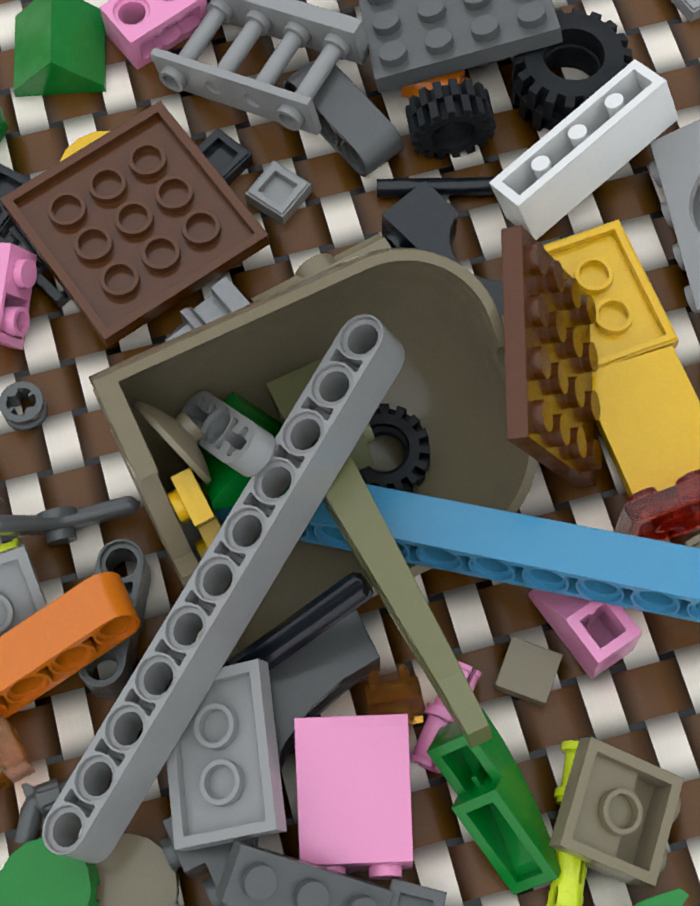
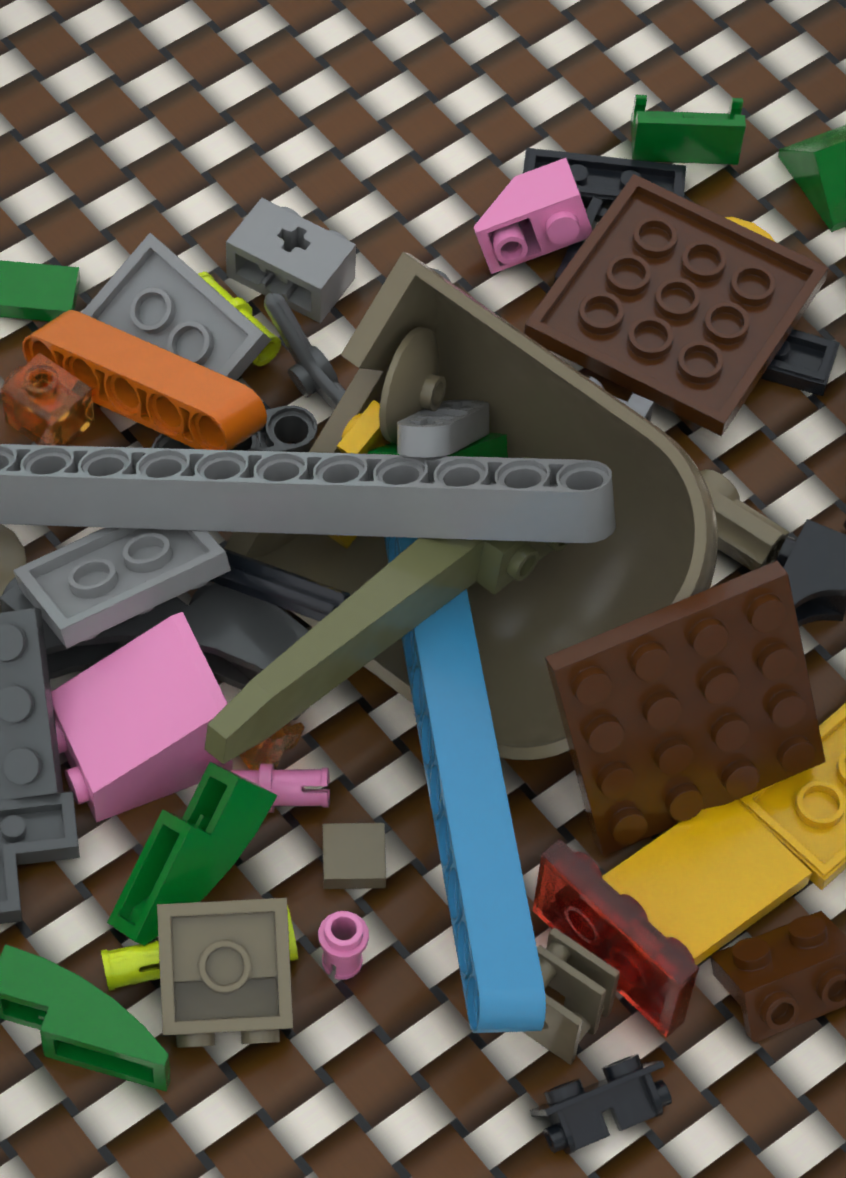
camera: 60 degrees right, 10 degrees down
(278, 192) = (795, 430): light grey tile -> none
(415, 444) = (526, 651): black tyre -> none
(591, 630) = (413, 893): bright pink slope -> none
(619, 698) = (343, 940): none -> bright pink pin

